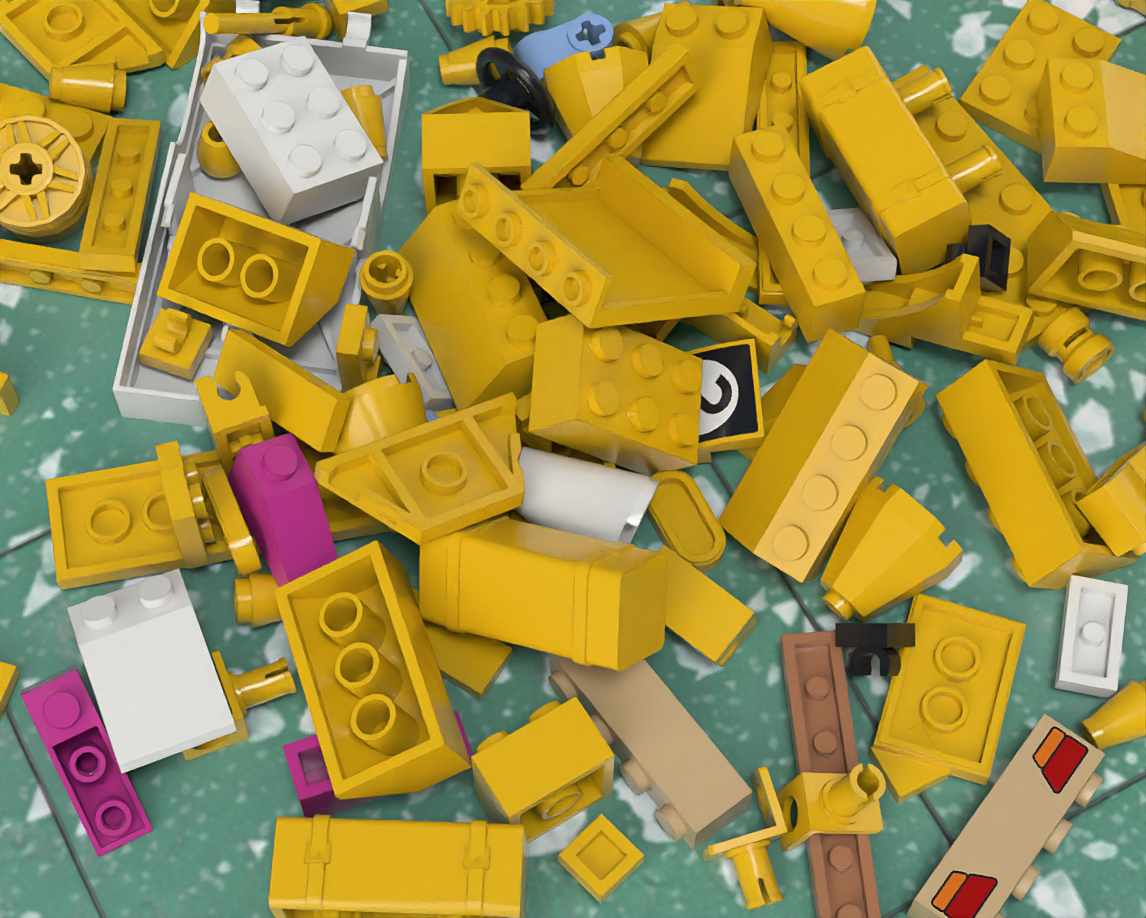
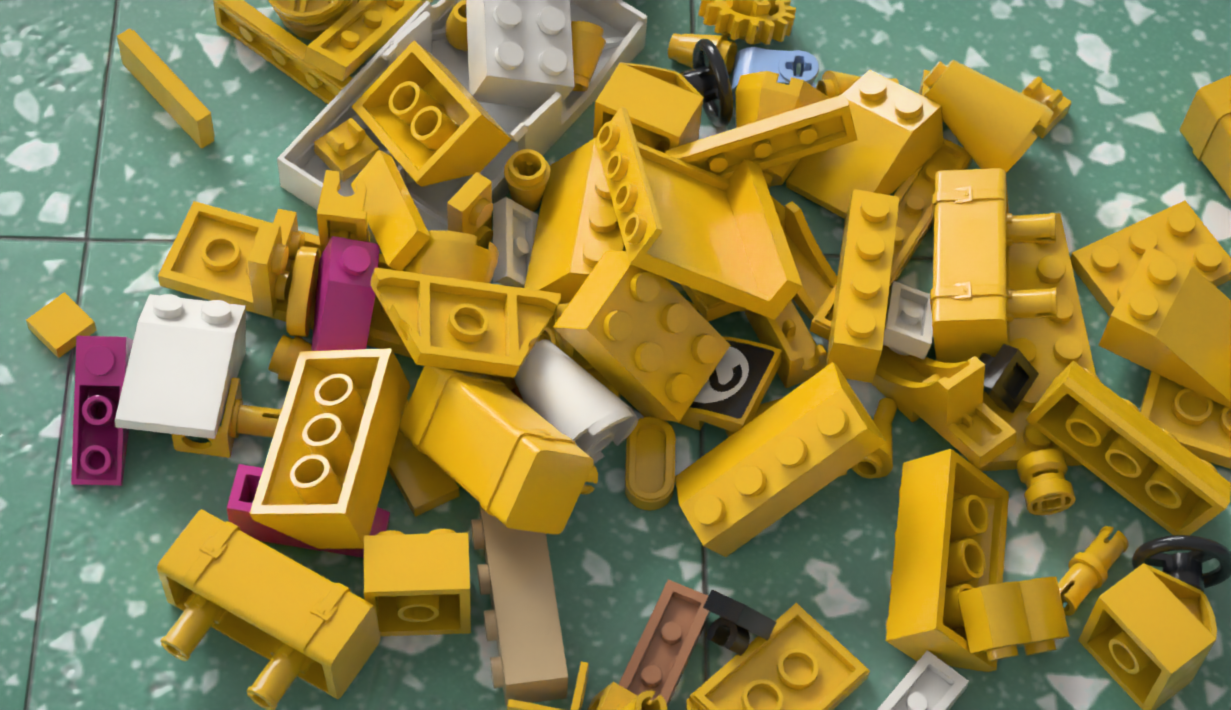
camera: 25 degrees right, 5 degrees down
(601, 858) = (426, 668): yellow tile -> none
(704, 611) = (614, 529): yellow hinge -> none
(885, 554) = (783, 560): yellow cone -> none

